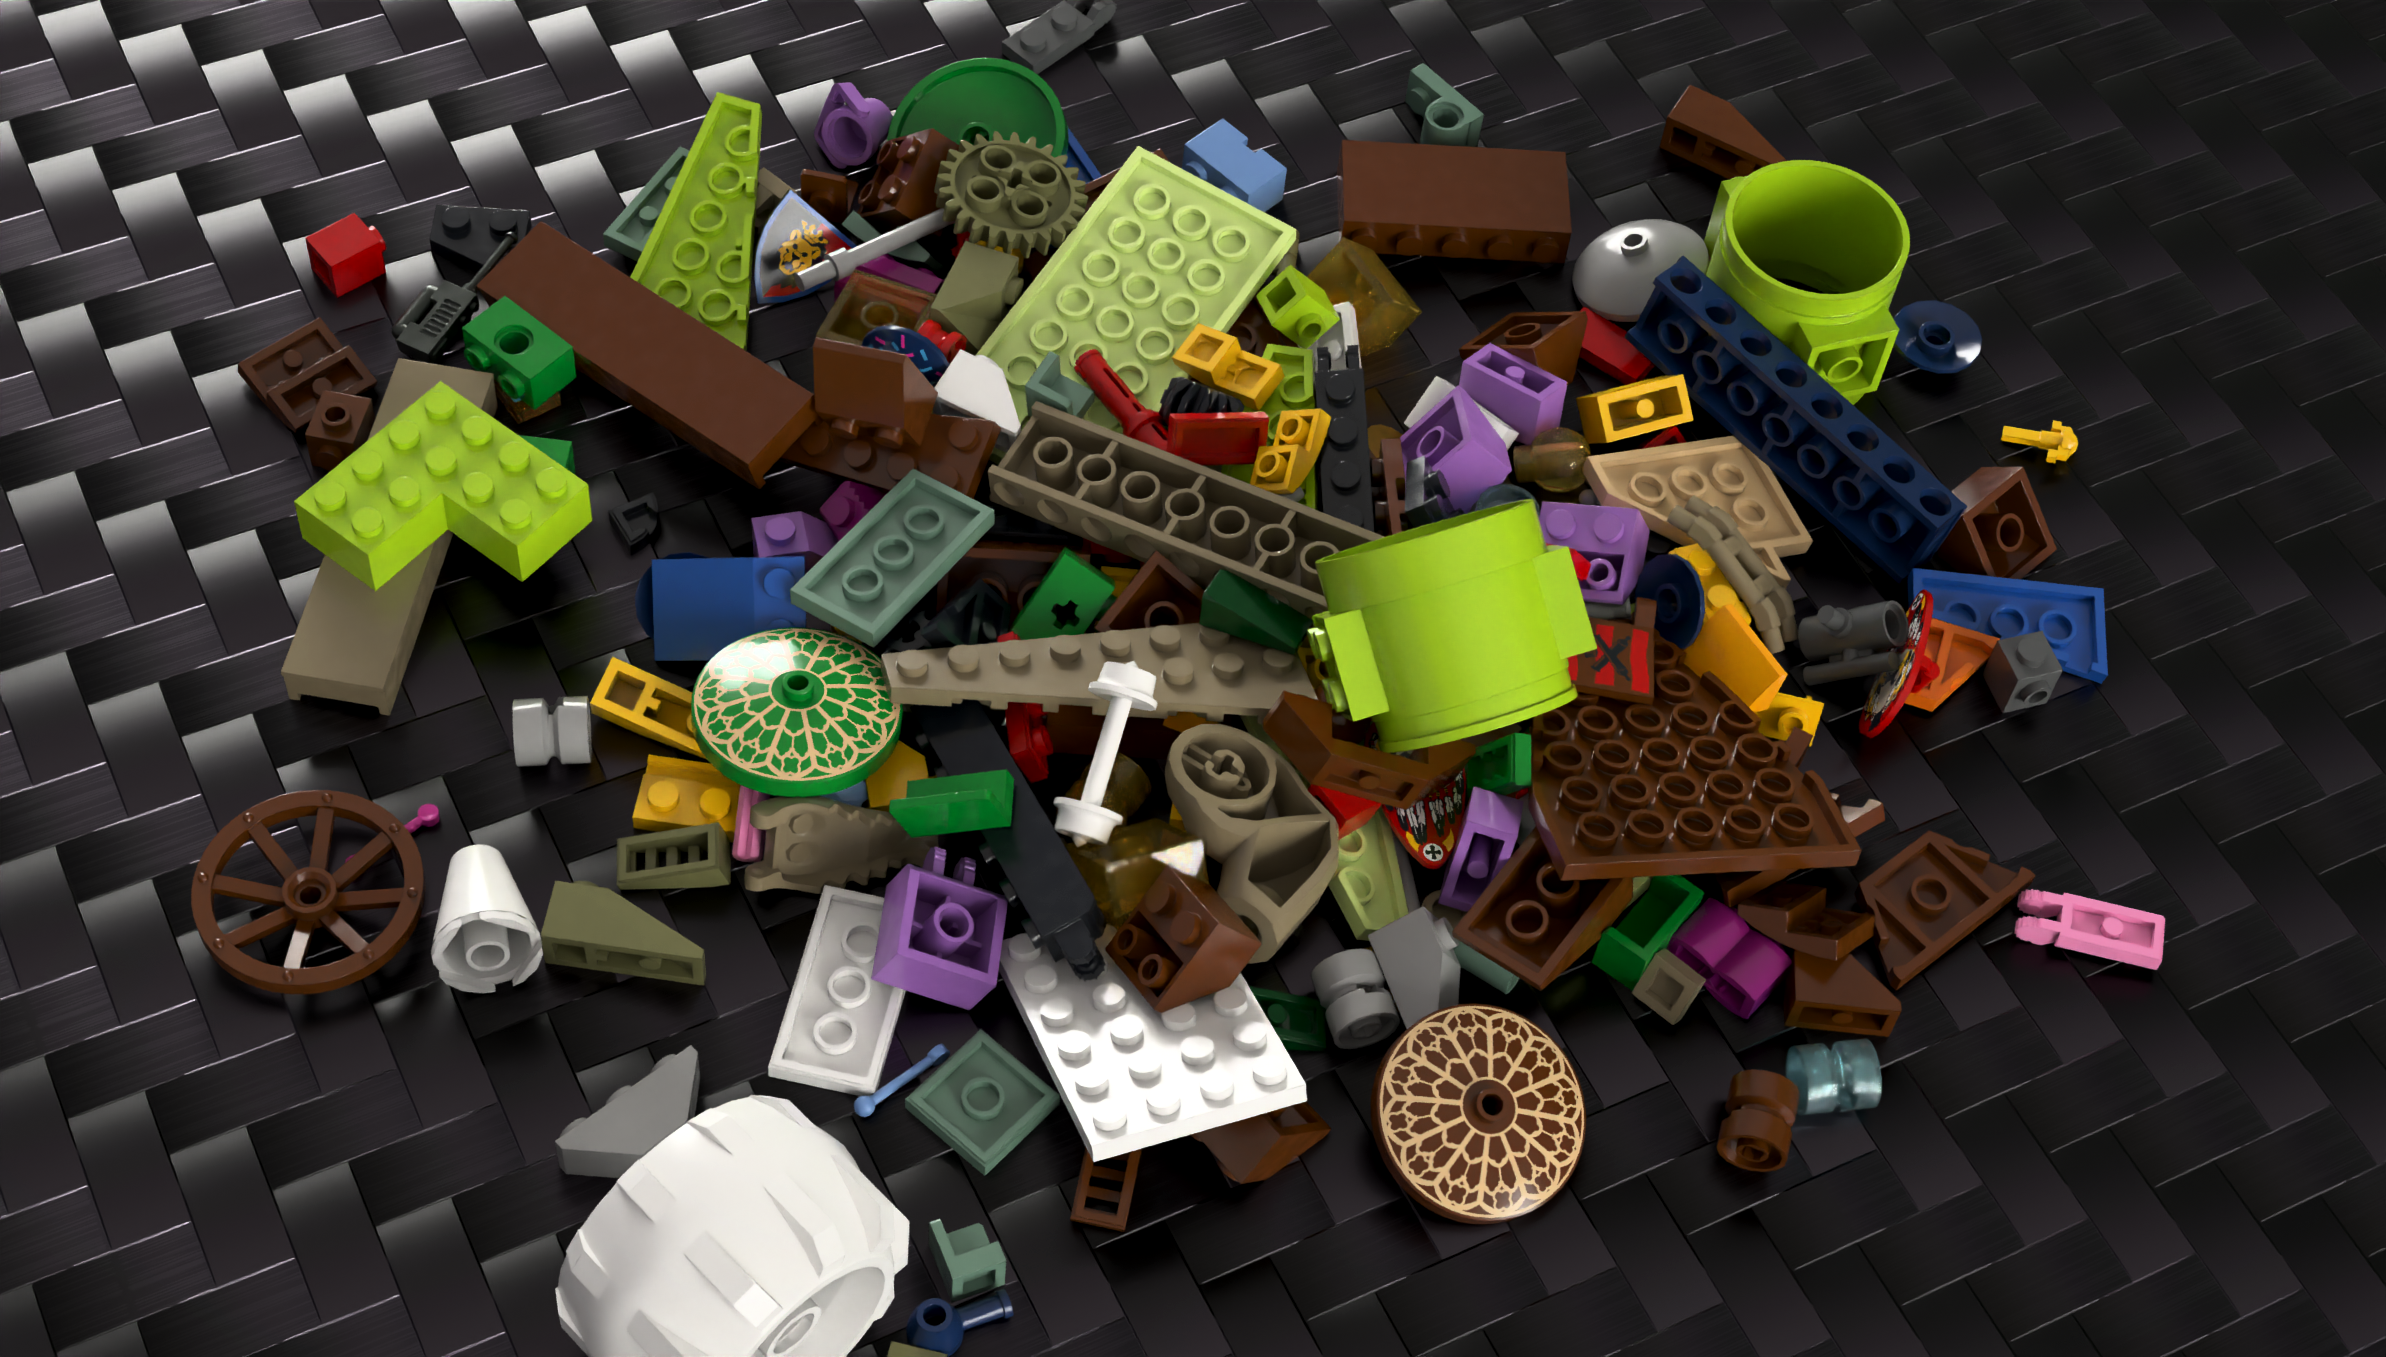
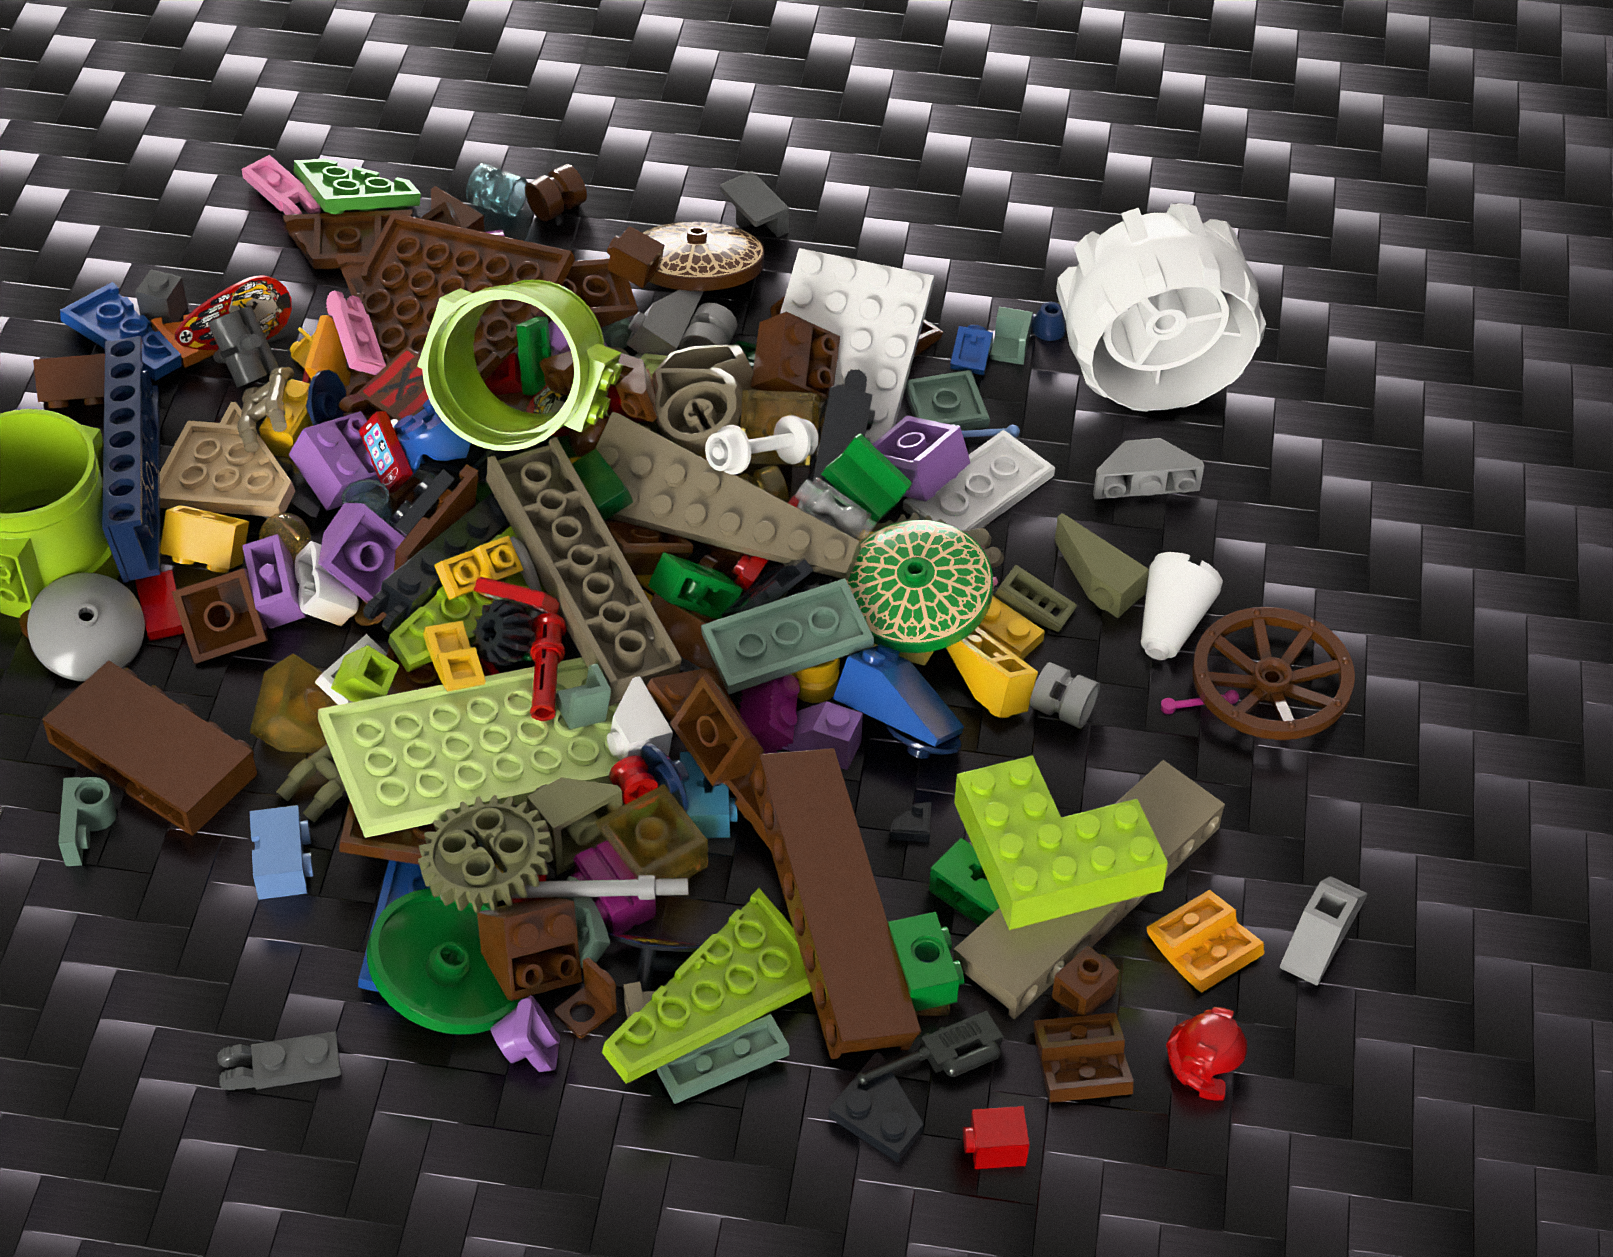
camera: 140 degrees left, 5 degrees down
(100, 623) = (1322, 929): none -> light grey slope
(174, 425) = (1206, 1047): none -> red helmet
(235, 552) = (1205, 940): none -> light orange slope
(932, 736) = (818, 499): none -> clear piece
(1005, 1199) = (972, 349): none -> blue bracket
(1486, 1270) = (756, 203): none -> dark grey panel
(1512, 970) = (635, 256): none -> reddish brown brick
(1722, 675) = (355, 333): none -> bright pink hinge
(2010, 970) = (360, 190): none -> bright green plate

